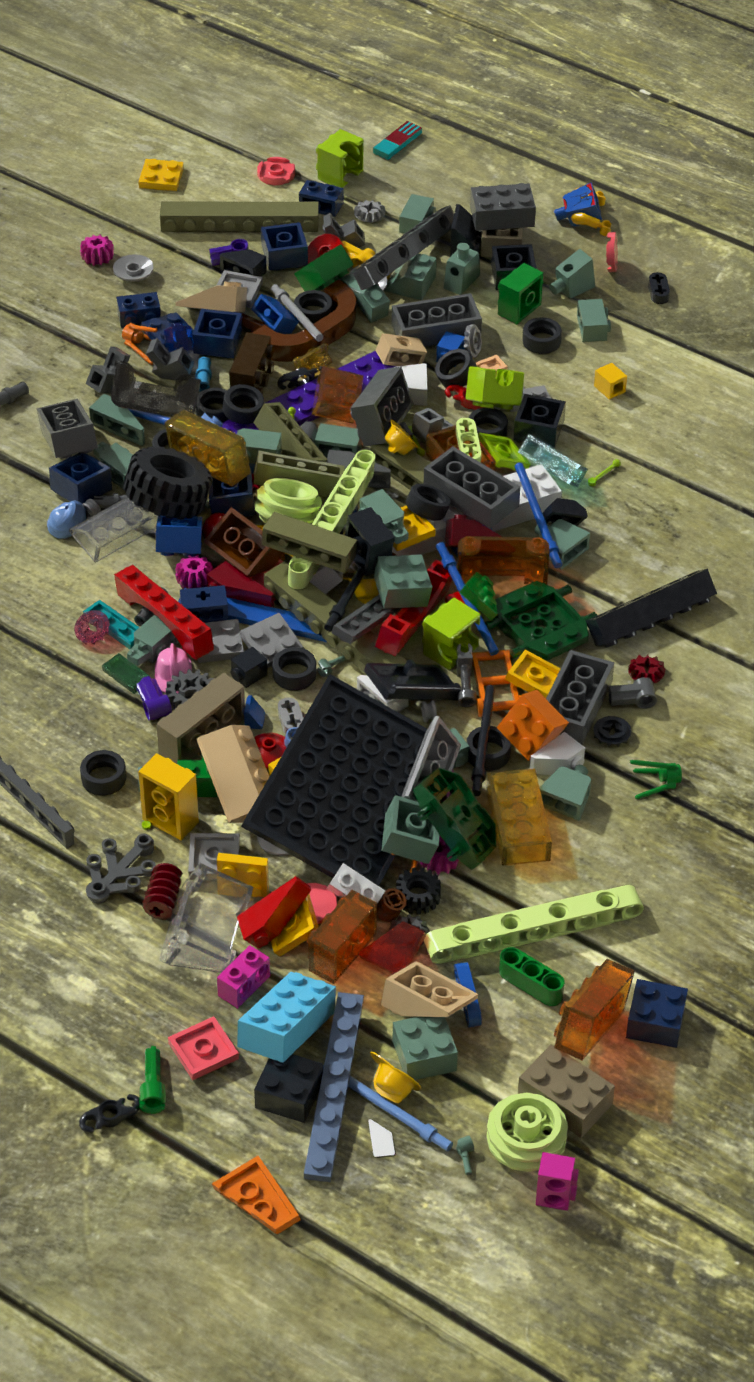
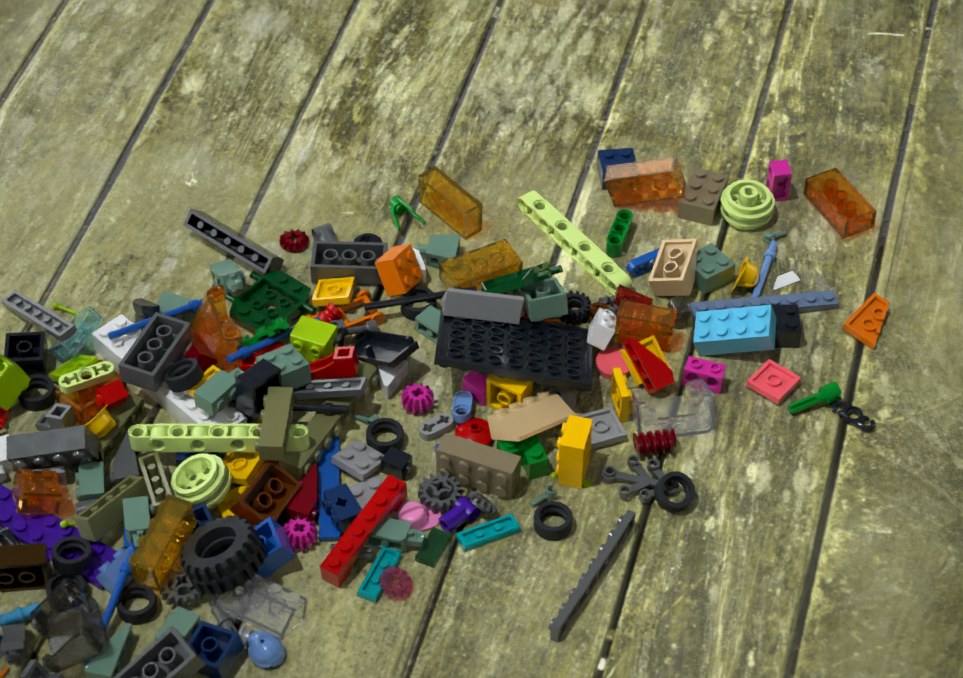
camera: 110 degrees left, 0 degrees up
(86, 893) = (685, 481): none -> black tyre
(121, 721) = (488, 532): none -> teal tile
(149, 707) = (482, 503): none -> dark grey gear
(357, 980) = (684, 312): none -> clear smoke piece
(429, 449) = (111, 394): none -> red brick
(487, 1244) = (839, 203): none -> clear orange brick
(493, 659) = (330, 314): none -> red wheel
(585, 431) = (39, 316): none -> dark grey plate
(591, 588) = (228, 275): none -> sand green hinge
(643, 811) = (450, 202): none -> clear yellow brick

